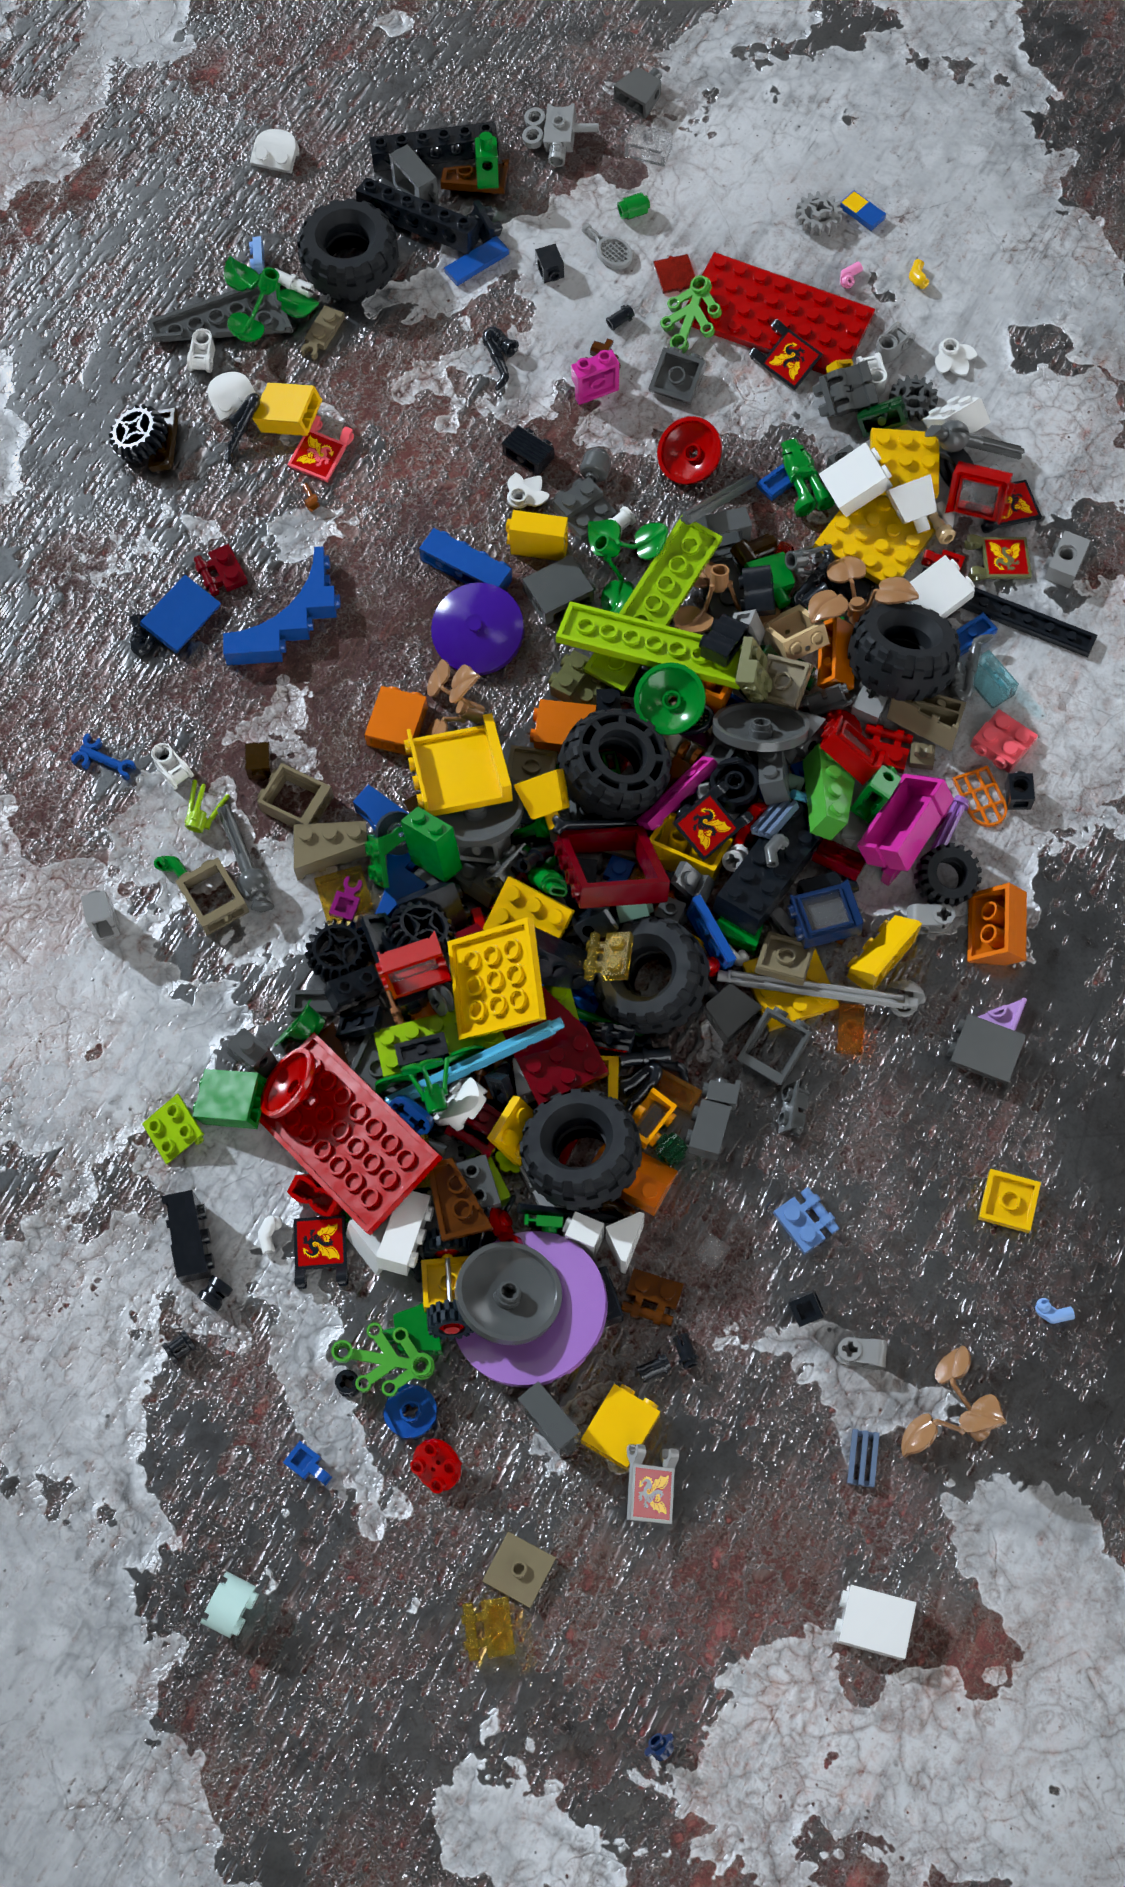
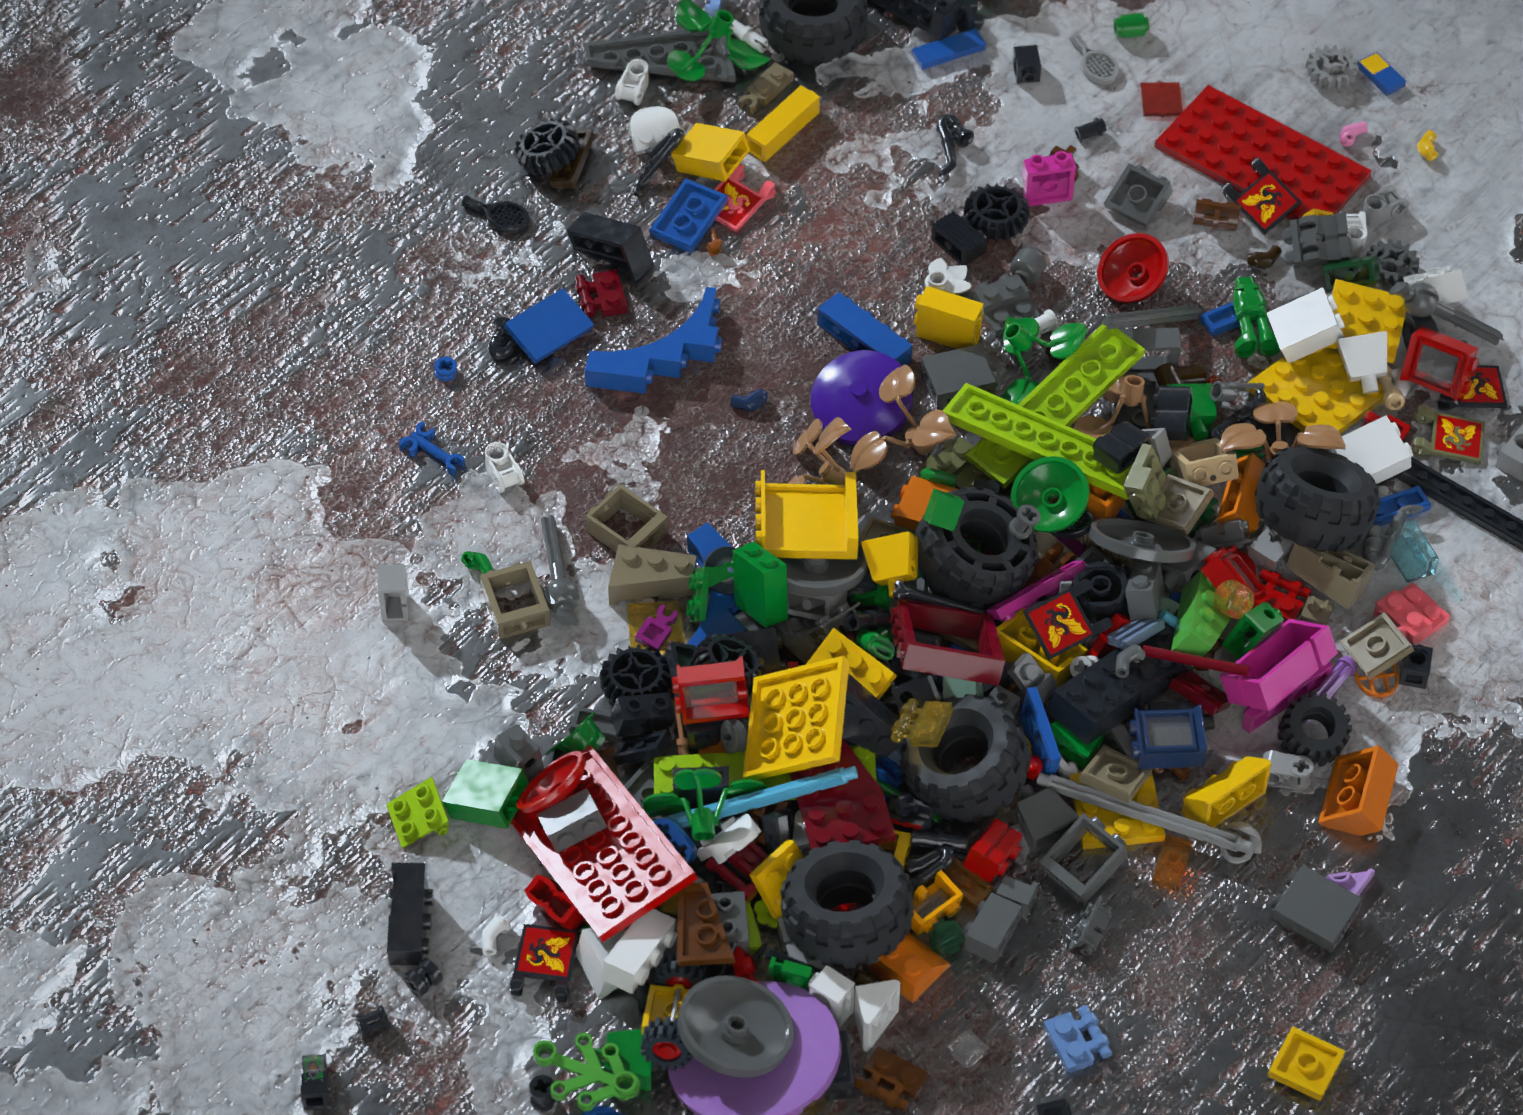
camera: 10 degrees right, 15 degrees down
(95, 681) = (447, 363): none -> blue bush
(99, 505) = (488, 209): none -> black piece
(141, 1417) = (314, 1081): none -> leg
(196, 818) = (517, 523): lime plant -> none
(219, 518) = (613, 242): none -> black wedge
(258, 760) = (596, 480): dark brown brick -> none
(281, 475) = (688, 215): none -> blue tile
(315, 1118) = (571, 820): none -> dark grey brick
(345, 366) = (783, 123): none -> yellow brick
(379, 652) = (751, 401): none -> dark blue arm
(392, 716) = (744, 467): orange brick -> none
(549, 656) = (933, 427): none -> medium nougat plant
(555, 408) = (997, 206): none -> black gear
(559, 694) = (938, 476): none -> green arm
(582, 742) = (943, 509): none -> green panel
(656, 734) = (1022, 524): none -> dark grey bush
(691, 312) = (1182, 115): bright green plant -> none
(693, 1056) = (993, 850): none -> red brick
(750, 380) = (1216, 214): none -> reddish brown hips
(801, 416) = (1264, 259): none -> dark brown arm
(835, 837) = (1197, 661): none -> dark red bar
(855, 771) = (1233, 599): none -> clear yellow head
(954, 359) = (1447, 232): white plate -> none
(983, 780) = (1377, 646): none -> dark tan plate

